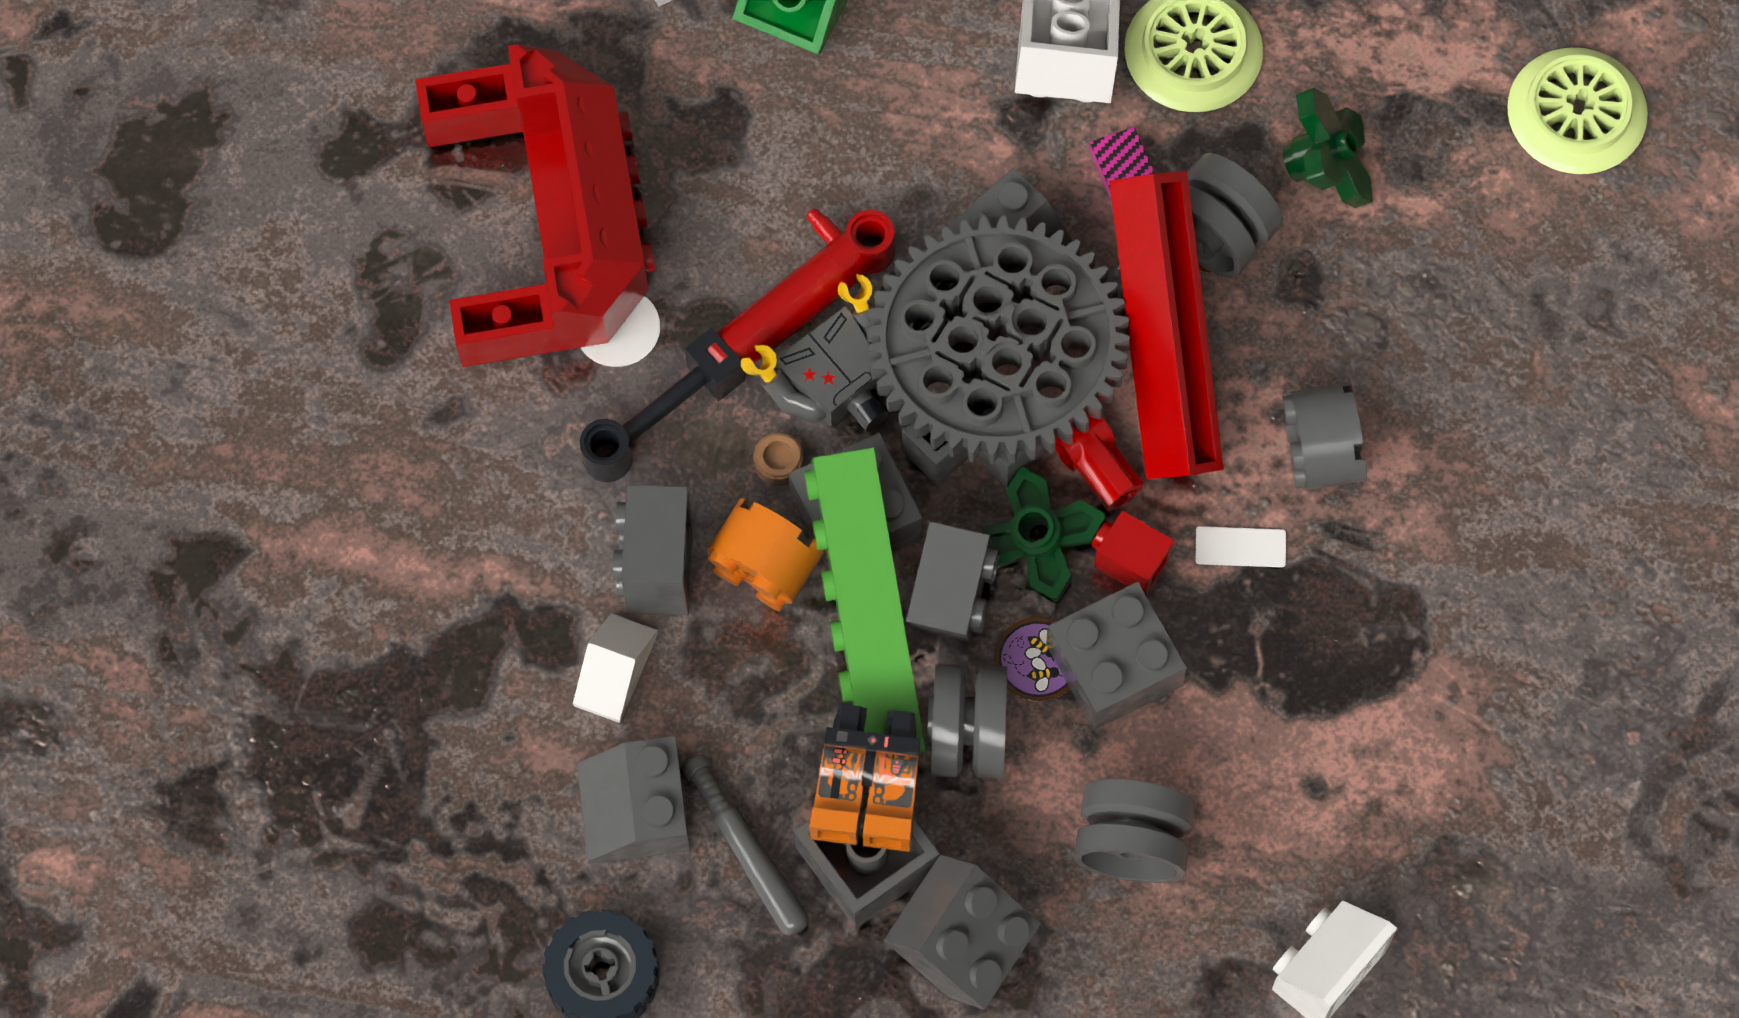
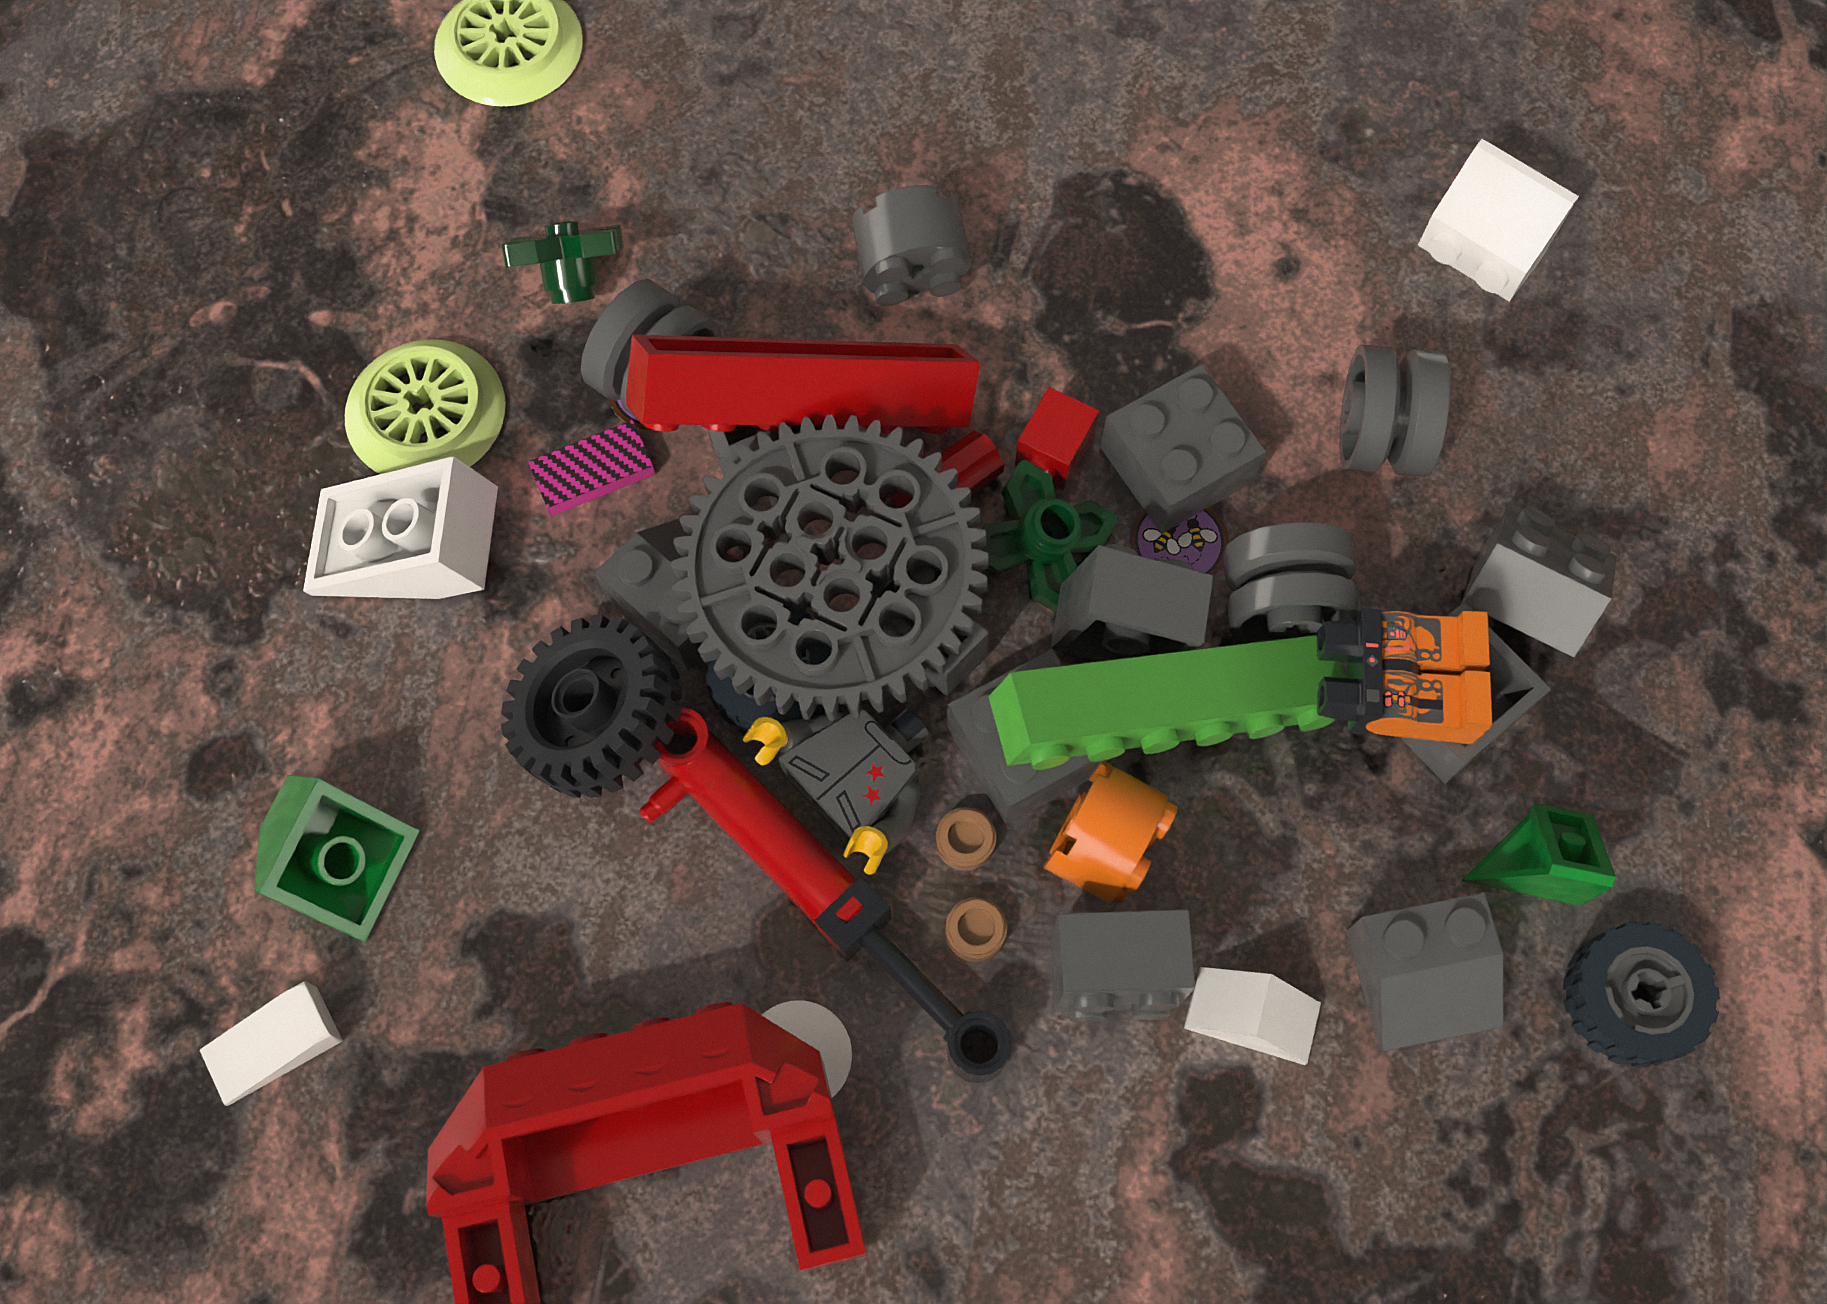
camera: 95 degrees left, 0 degrees up
(703, 461) = (976, 929): none -> medium nougat tile
(724, 919) = (1550, 857): none -> green slope
(755, 861) = (1471, 827): dark grey piece -> none
(899, 168) = (591, 707): none -> black wheel
(1240, 546) = (1027, 345): white sticker -> none

